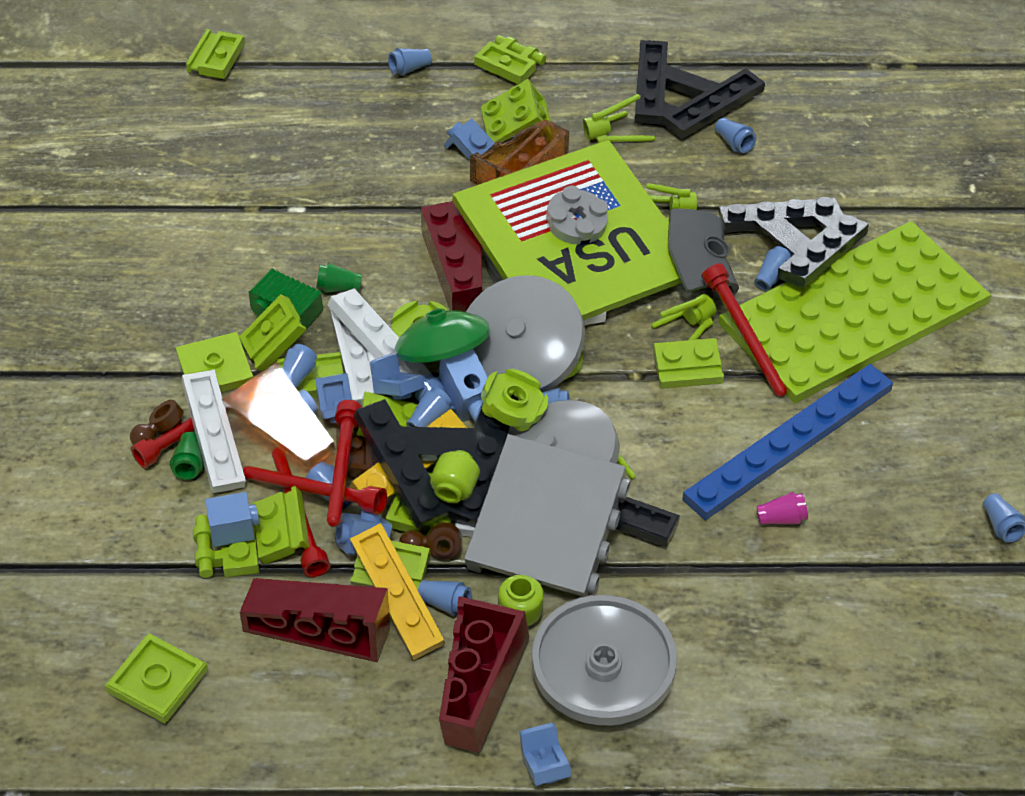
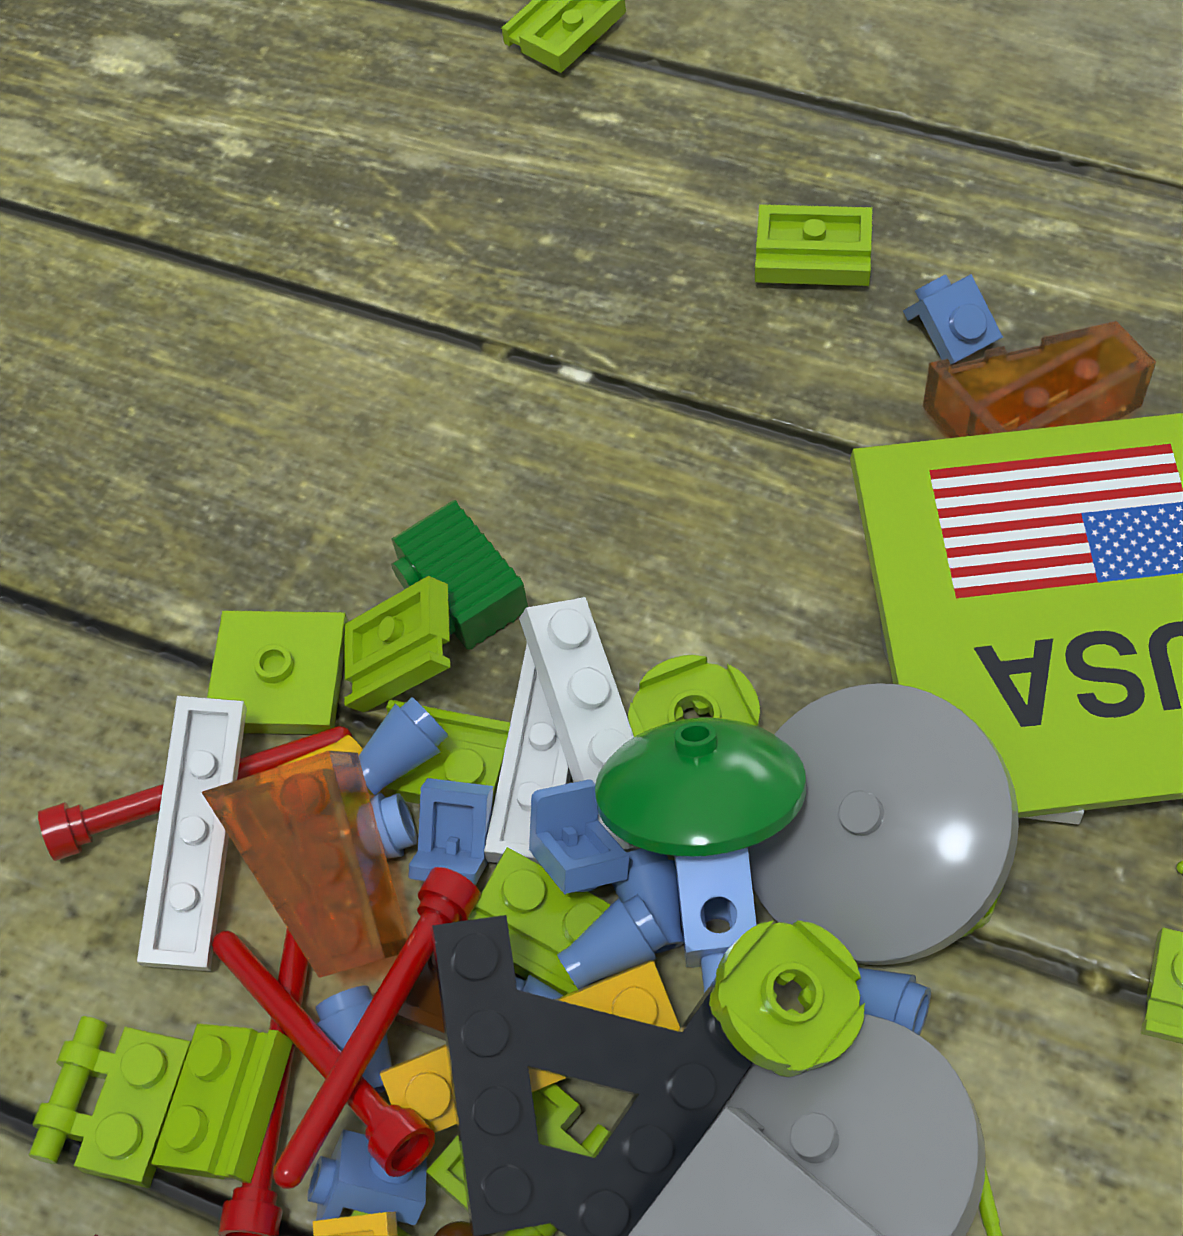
camera: 30 degrees right, 10 degrees up
(162, 419) = (128, 767): reddish brown plate -> none
(187, 458) = (123, 873): green cone -> none
(231, 519) = (114, 1069): medium blue brick -> none
(337, 279) = (576, 554): green cone -> none
(389, 125) = (814, 245): none -> lime plate
(407, 60) = (904, 116): medium blue cone -> none
(453, 254) = (821, 580): dark red wedge -> none
(454, 476) = (577, 1164): lime head -> none
(509, 59) = (1091, 166): lime plate -> none
(514, 111) = (1069, 280): lime bracket -> none
(581, 202) = (1107, 538): light grey plate -> none

